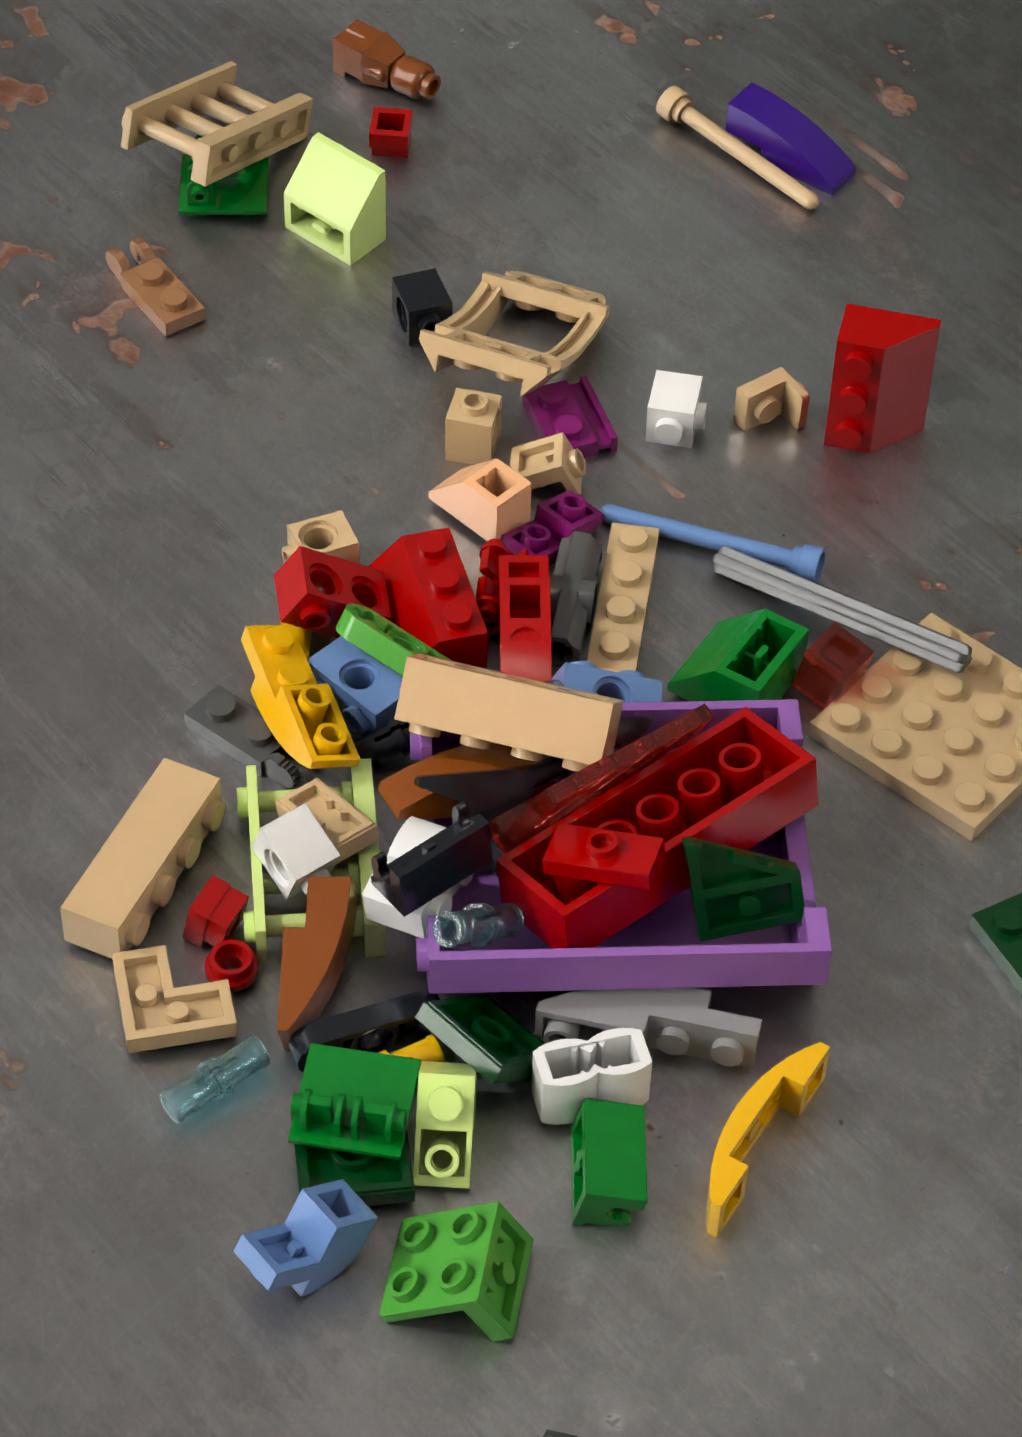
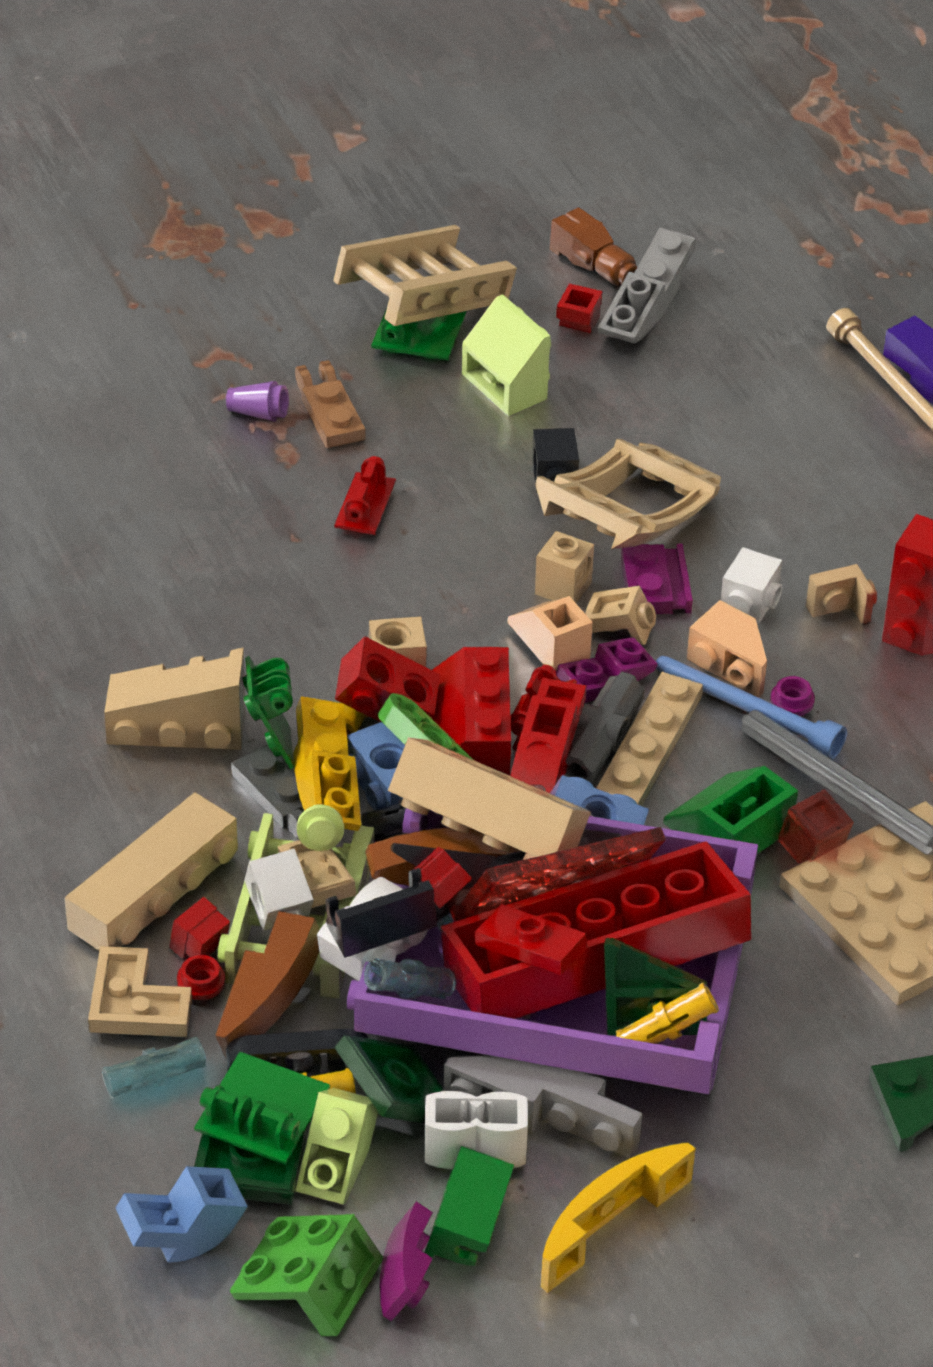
camera: 15 degrees right, 5 degrees down
(77, 295) = (259, 400): none -> medium lavender cone
(109, 661) = (179, 705): none -> tan wedge
(216, 636) = (268, 699): none -> green hinge
(231, 385) = (366, 498): none -> red hinge
(321, 771) = (320, 827): none -> yellowish green plate
(458, 96) = (650, 289): none -> light grey slope
(481, 799) = (444, 875): none -> red piece
(560, 1243) = (405, 1263): none -> magenta slope
(676, 482) = (729, 647): none -> light nougat slope
(756, 522) = (793, 695): none -> magenta plate
(770, 911) = (671, 1018): none -> yellow pin

